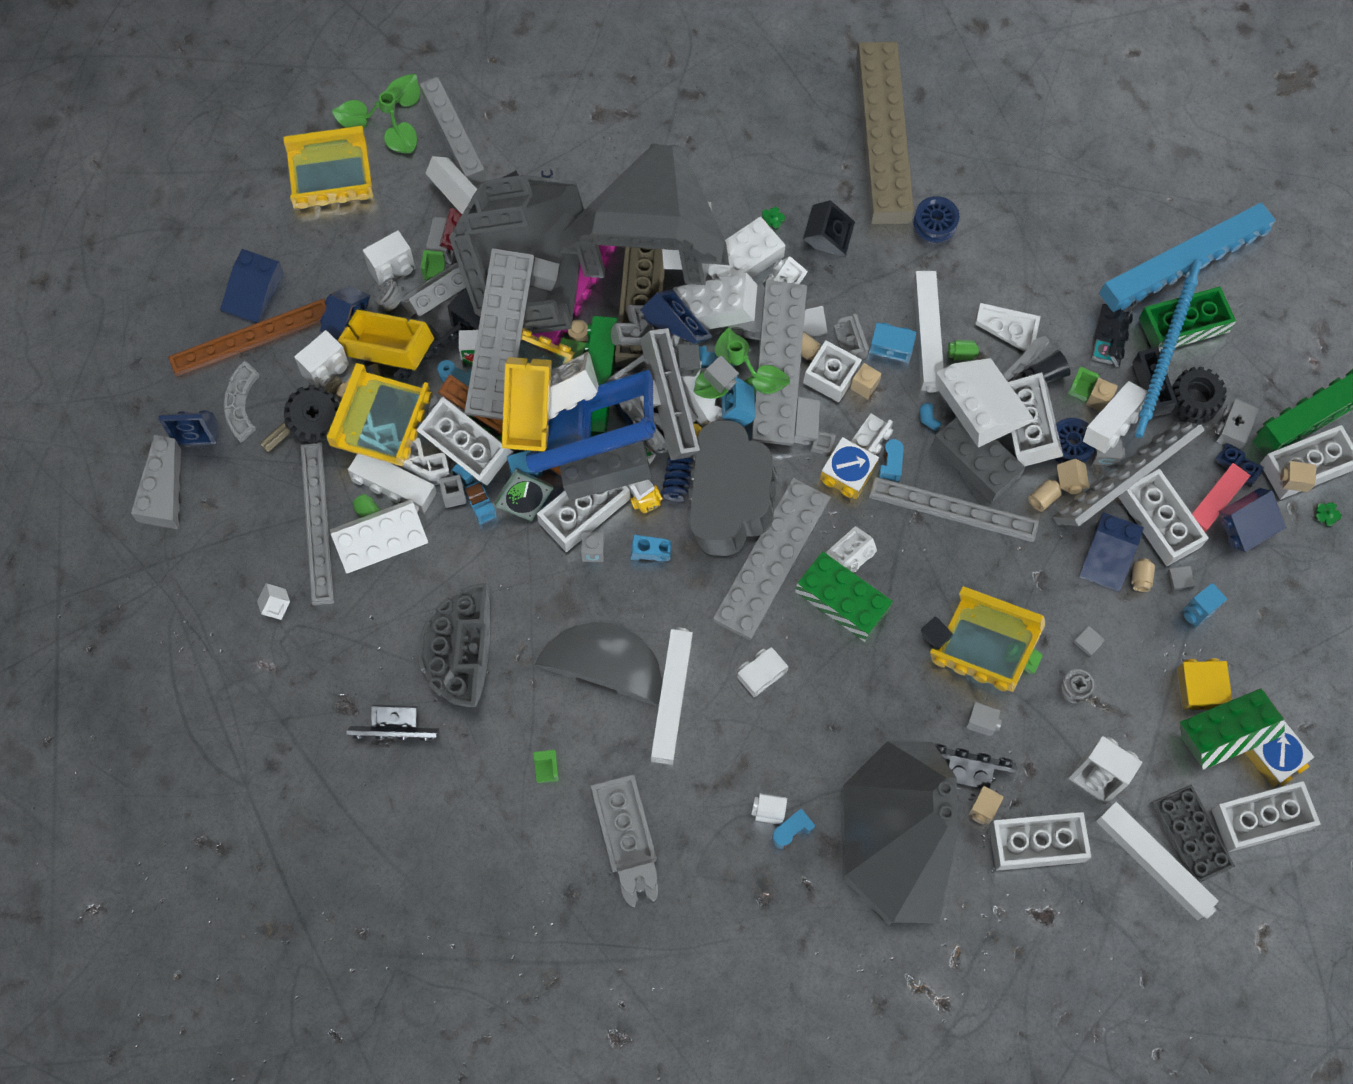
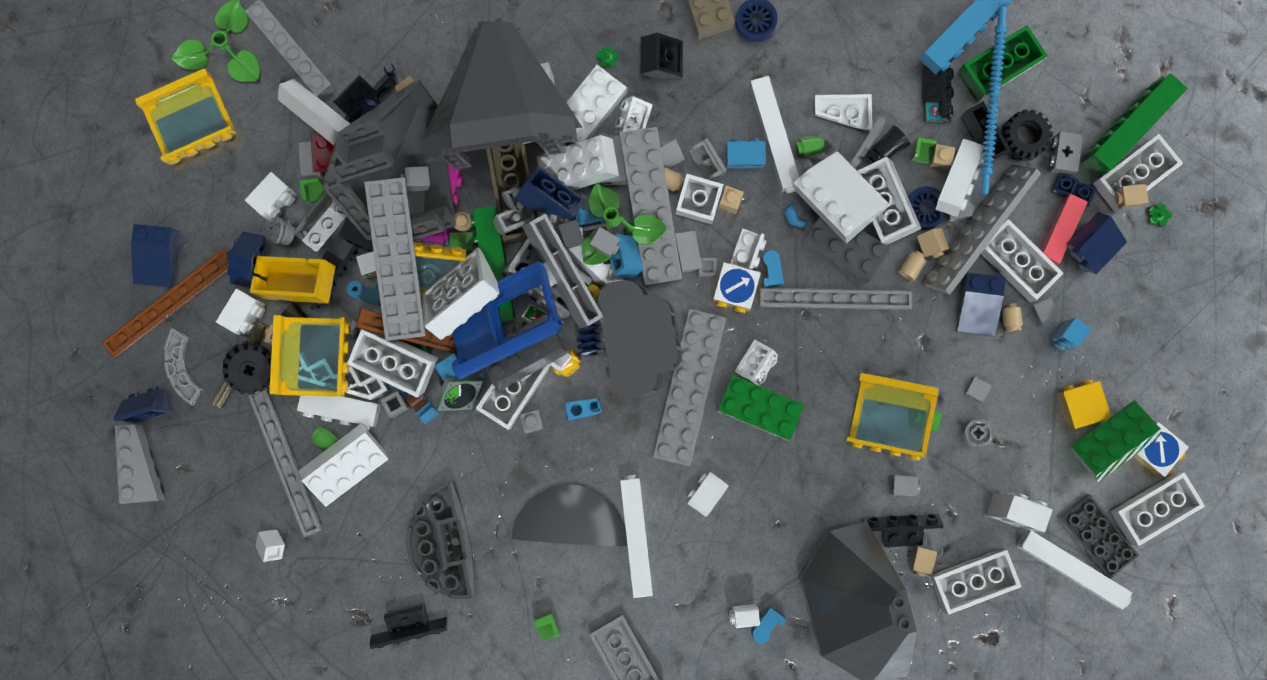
camera: 15 degrees left, 15 degrees up
(526, 404) = (439, 324): yellow piece -> none
(936, 633) = (847, 419): black slope -> none

